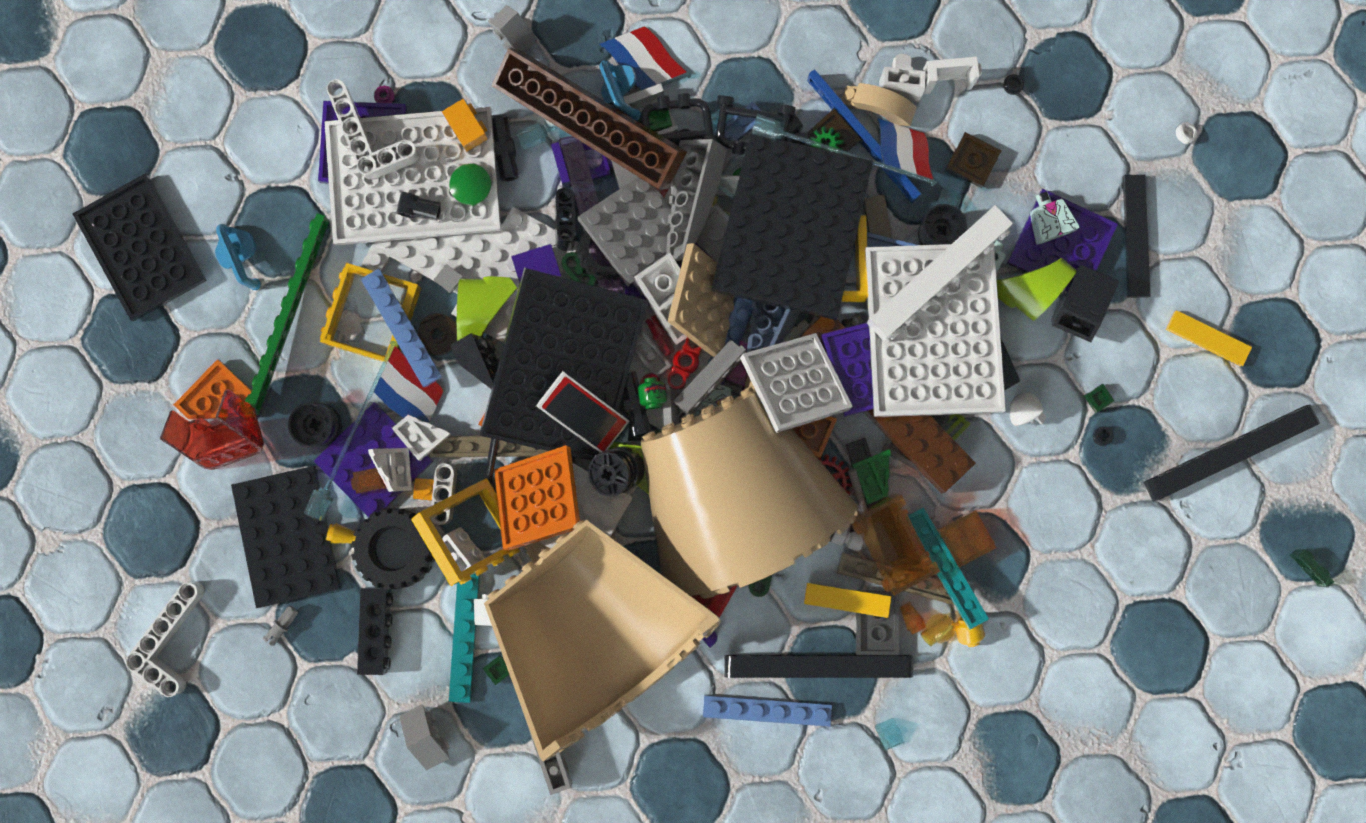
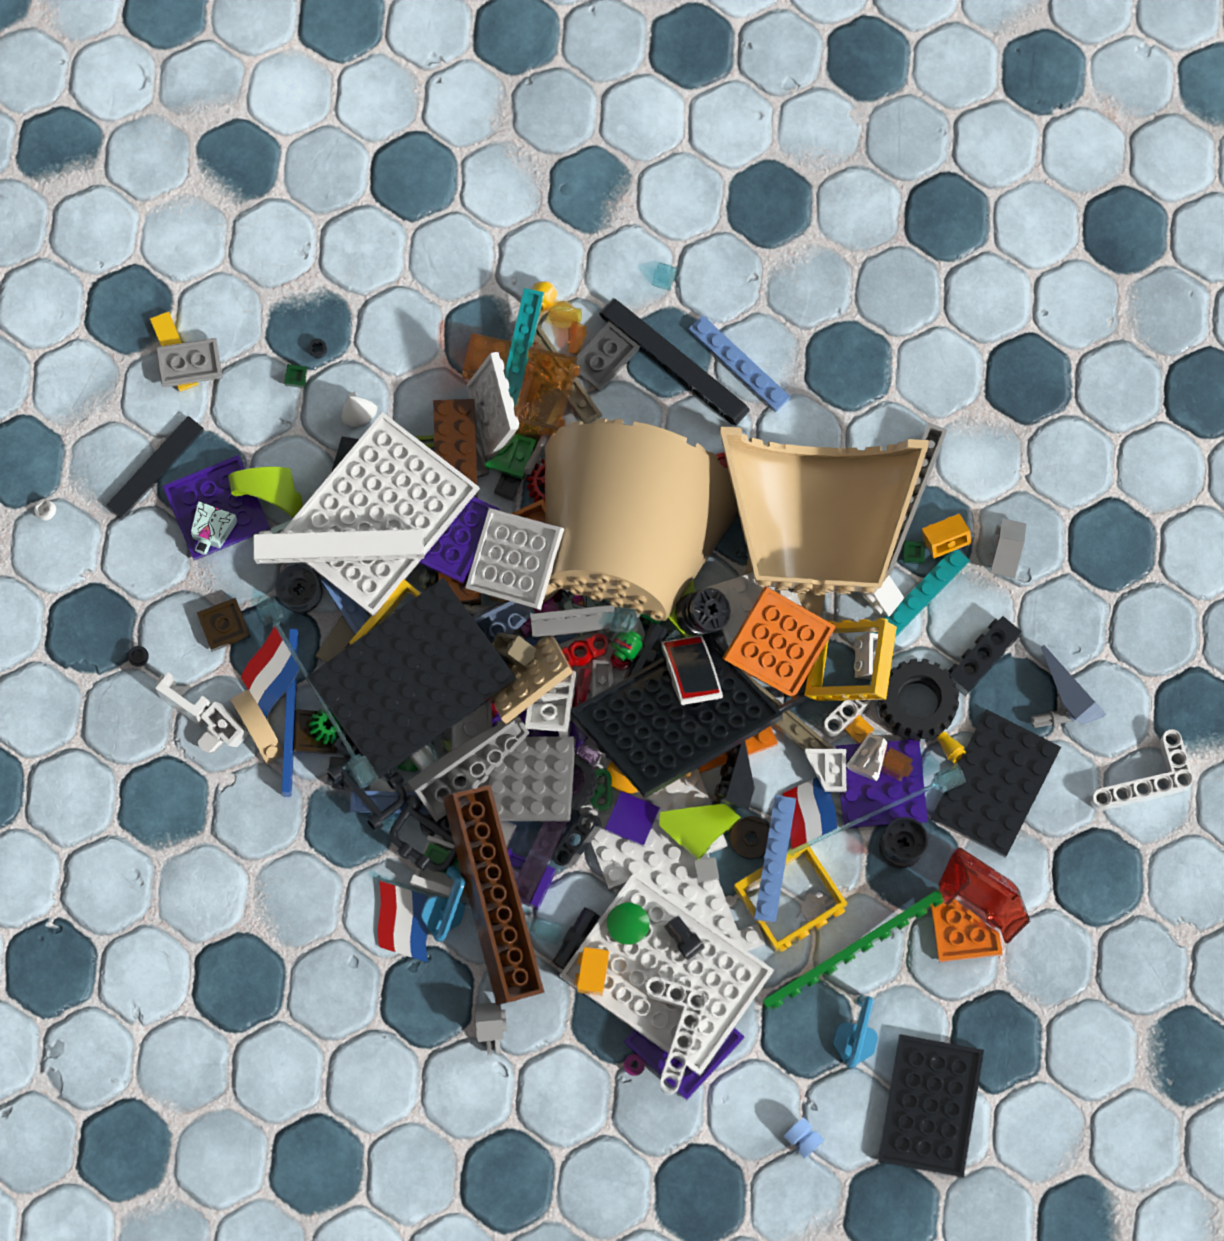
camera: 140 degrees left, 10 degrees down
(216, 144) = (804, 1138): none -> light blue wheel
(269, 654) = (1074, 697): none -> sand blue wedge
(482, 705) = (946, 535): none -> light orange brick
(670, 408) = (623, 620): none -> clear light blue slope
(736, 313) = (513, 649): none -> dark tan brick
(848, 600) = (612, 387): yellow tile -> none
(925, 497) = (493, 405): none -> white plate
(1085, 303) = (246, 446): black slope -> none
(1189, 337) = (189, 362): none -> light grey tile
(1231, 452) = (237, 259): black beam -> none
(1317, 573) = (256, 145): clear green plate -> none

